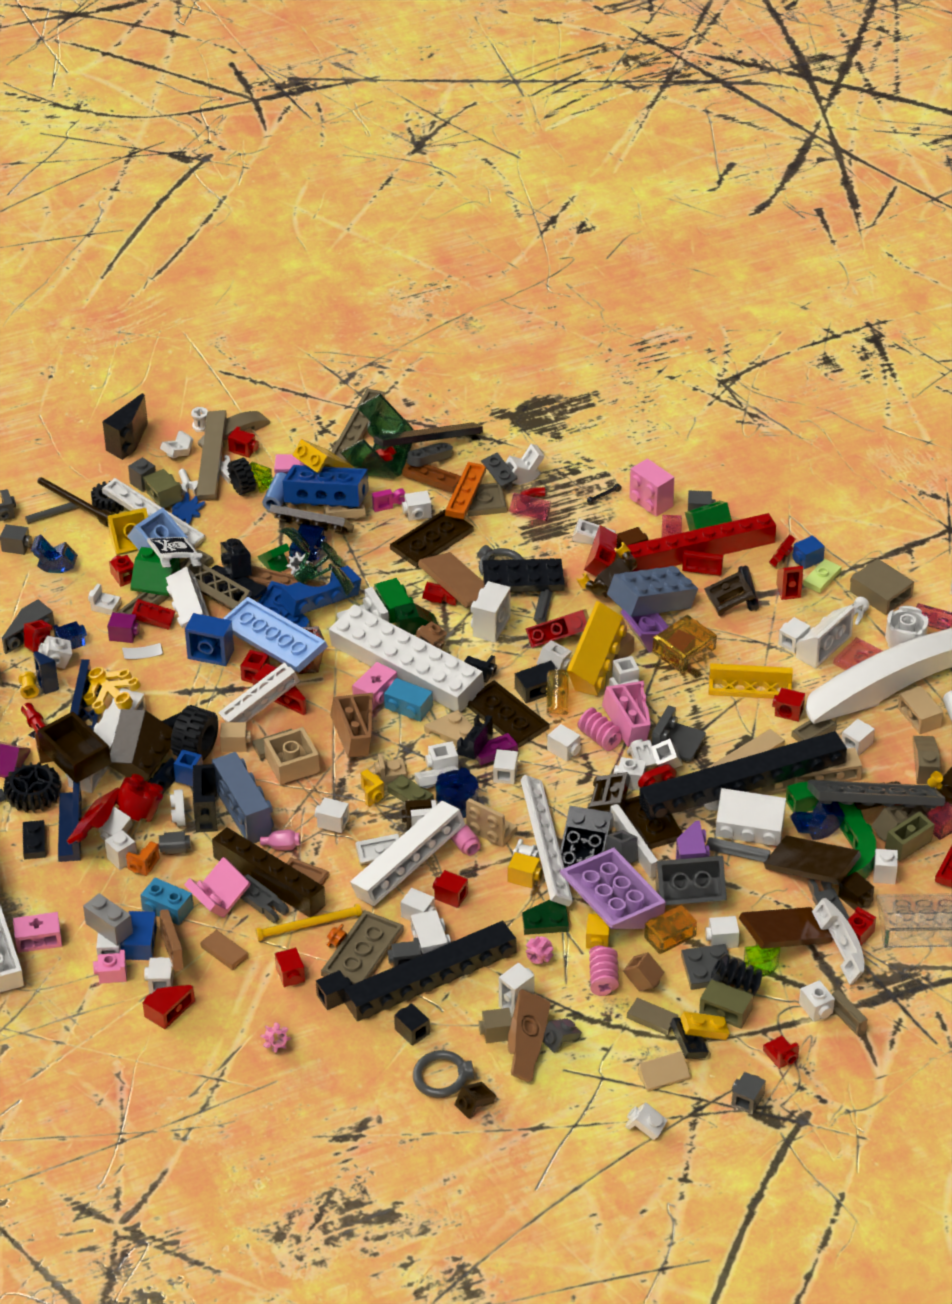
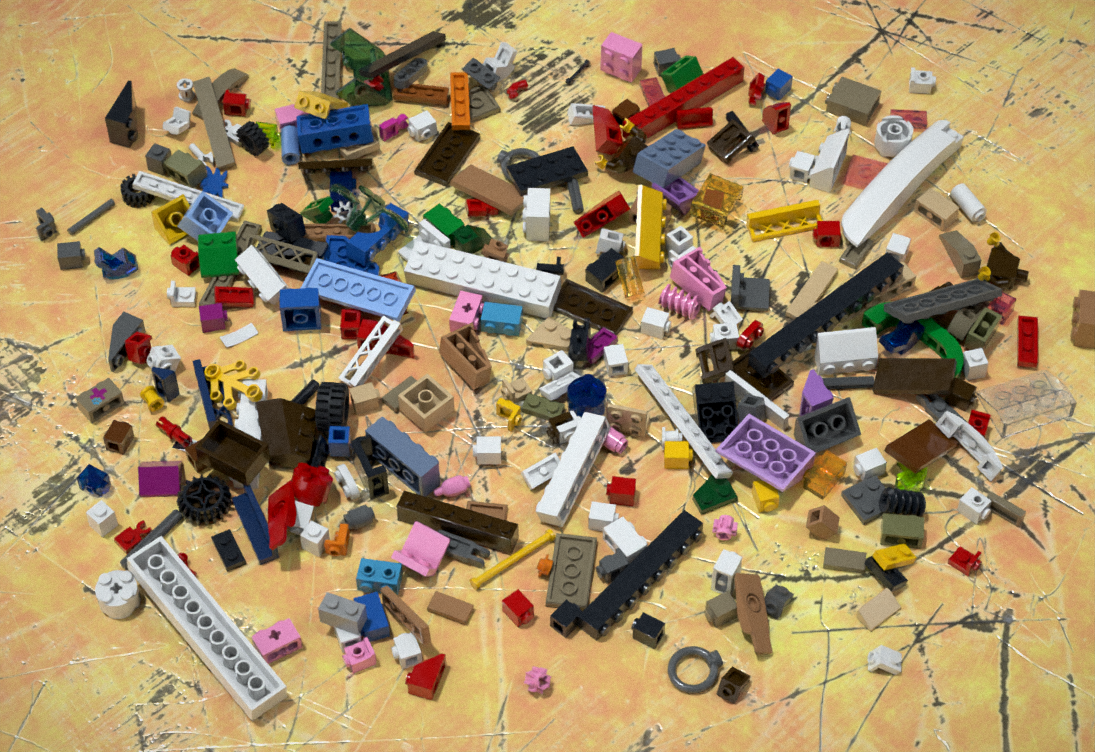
camera: 20 degrees left, 10 degrees up
(72, 632) = (167, 336): clear blue brick -> none
(101, 514) = (142, 210): dark brown piece -> none
(174, 548) = (229, 229): flag -> none
(530, 506) = (521, 101): clear pink plate -> none
(603, 970) = (787, 530): bright pink piece -> none
(666, 754) = (750, 311): white brick -> none
(748, 1092) = (956, 608): dark grey brick -> none
(822, 576) = (799, 101): yellowish green plate -> none

